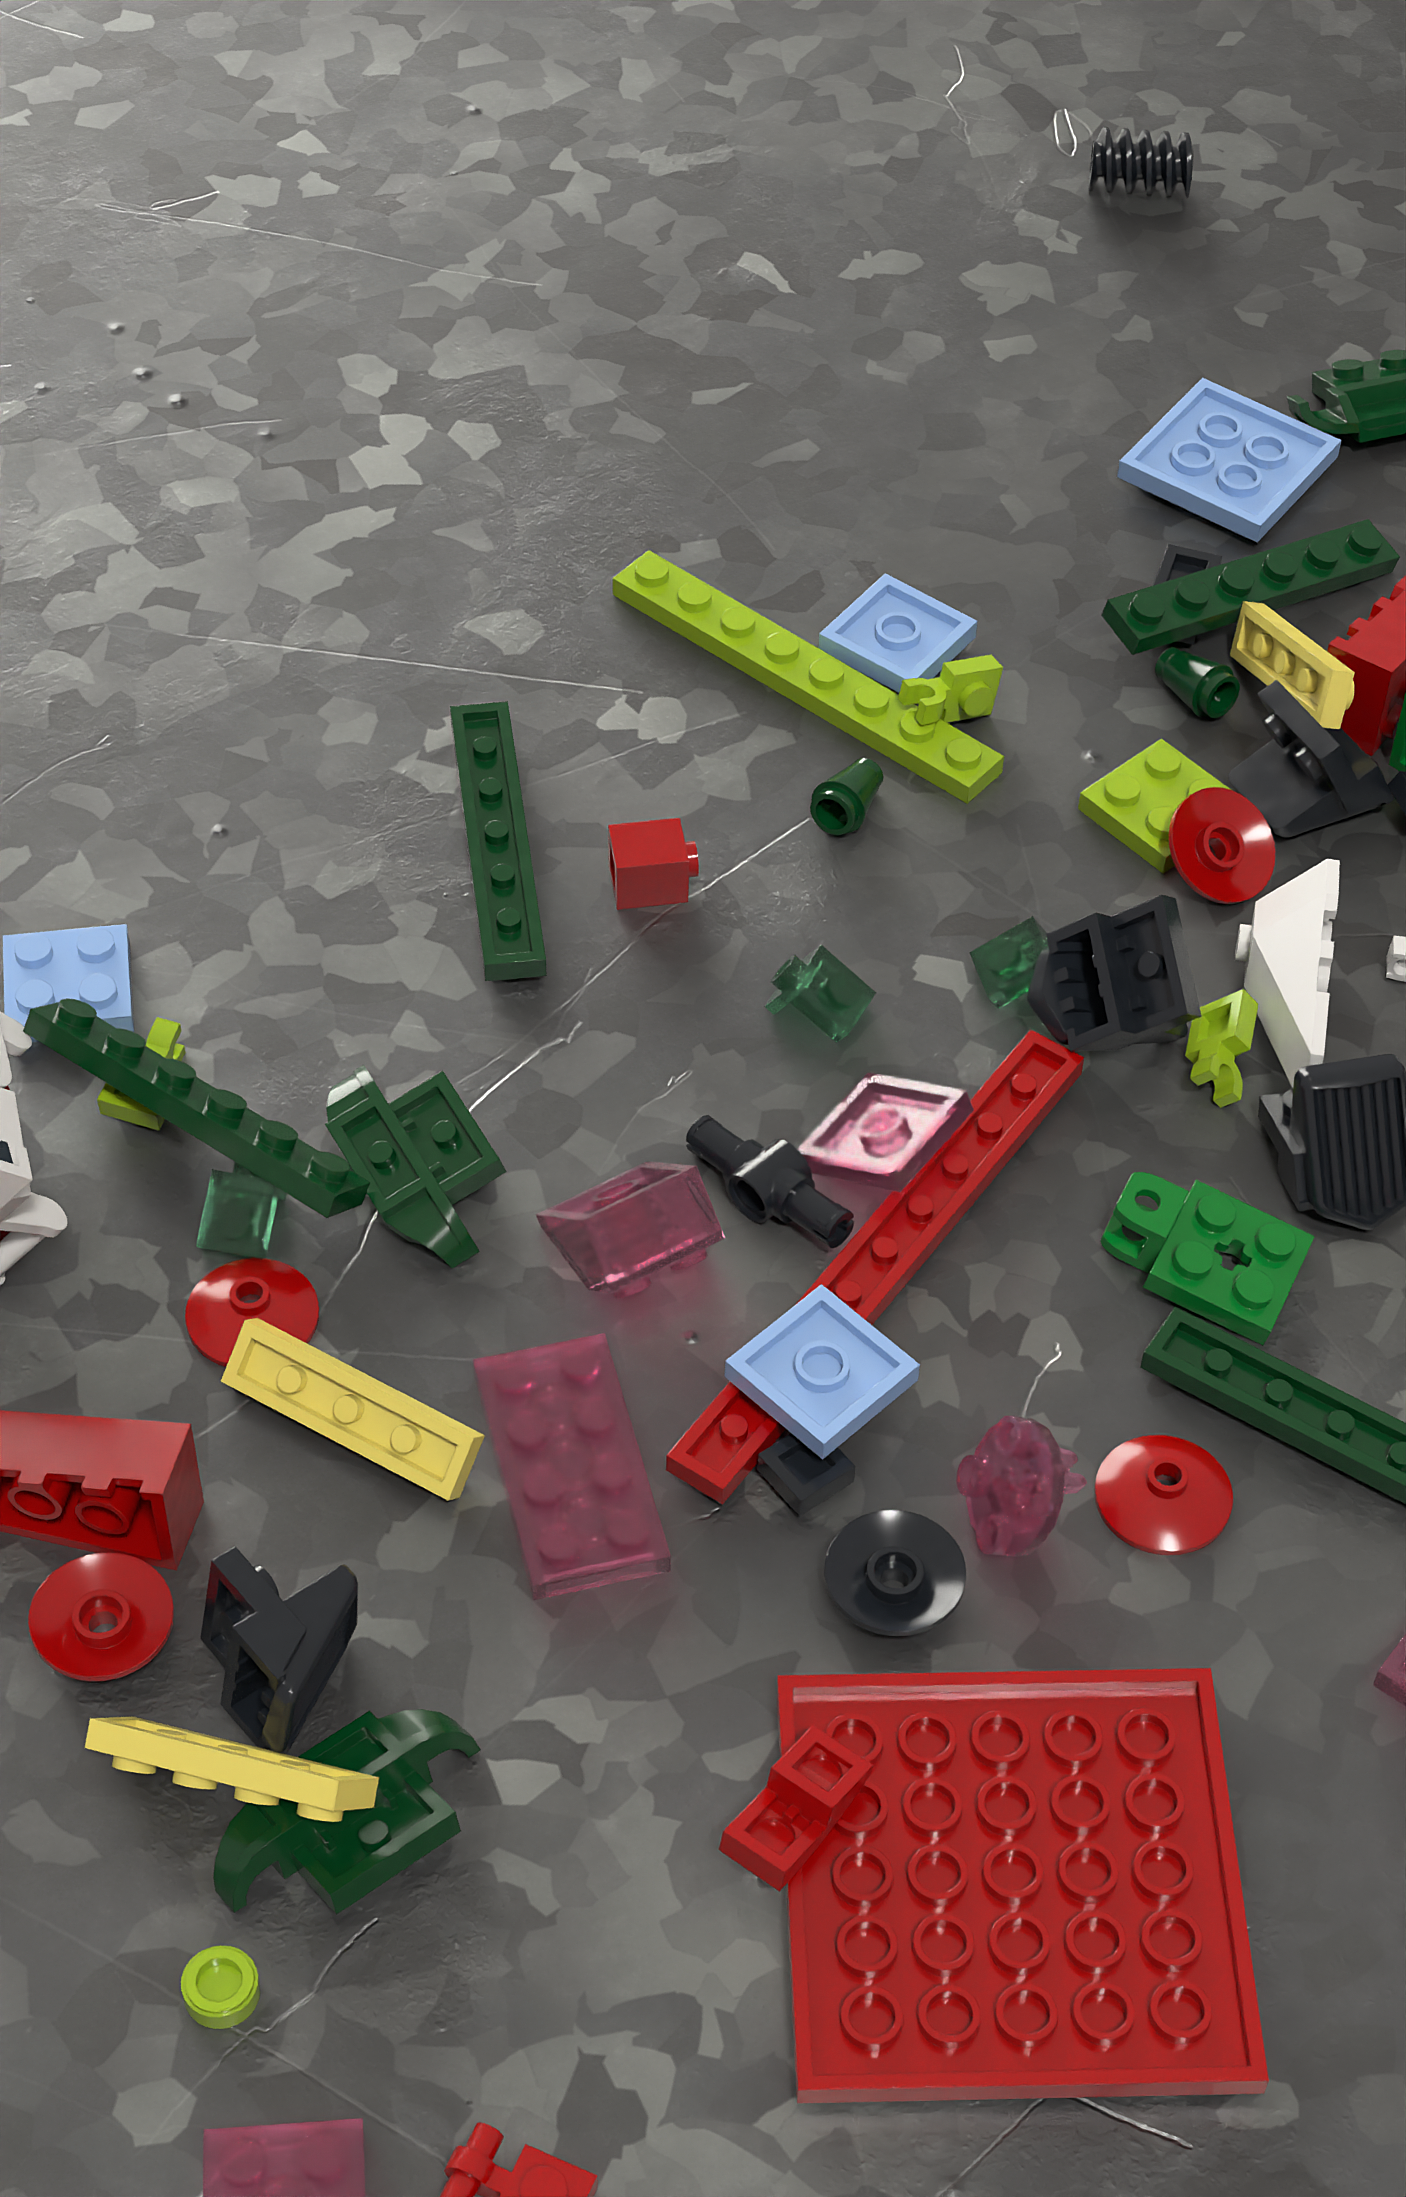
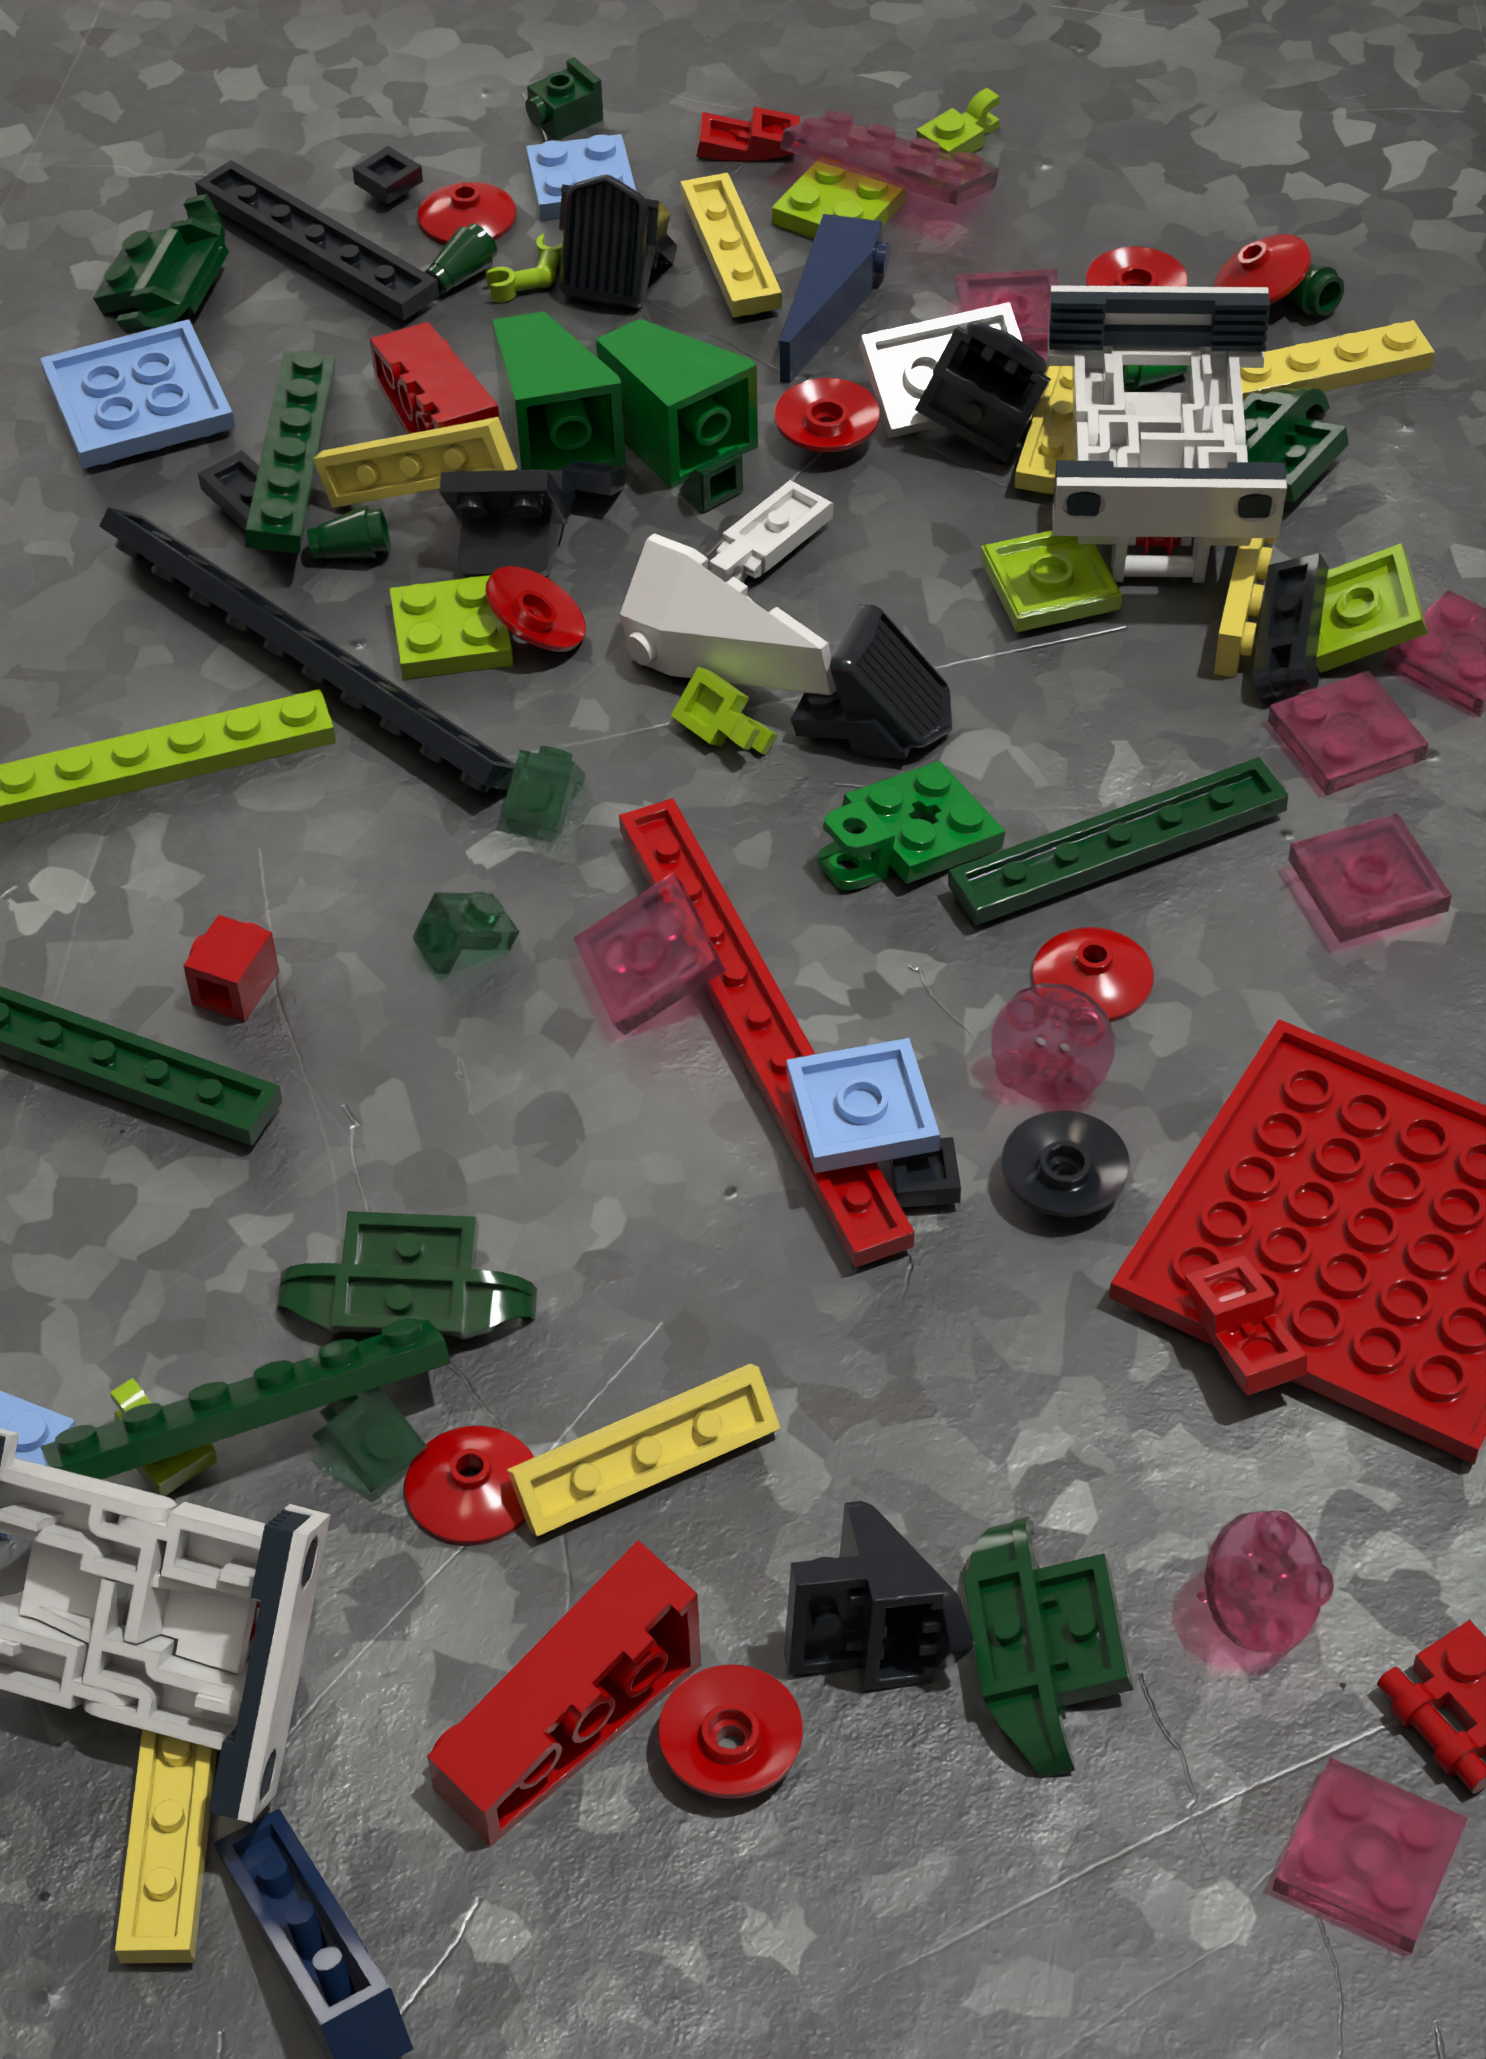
camera: 55 degrees left, 0 degrees up
(220, 1987) = (1141, 1811): lime tile -> none
(256, 1773) = (944, 1706): light yellow plate -> none
(475, 1957) = (1244, 1565): none -> clear pink plate
(570, 1467) = (802, 1329): clear pink plate -> none
(634, 1227) = (604, 1164): clear pink slope -> none
(770, 1181) = (630, 1055): black pin -> none
(846, 797) = (274, 807): dark green cone -> none
(897, 633) = (129, 685): light blue plate -> none
(961, 692) = (236, 676): lime plate -> none
(1039, 726) = (321, 658): none -> black plate
(1116, 979) = (637, 727): black piece -> none

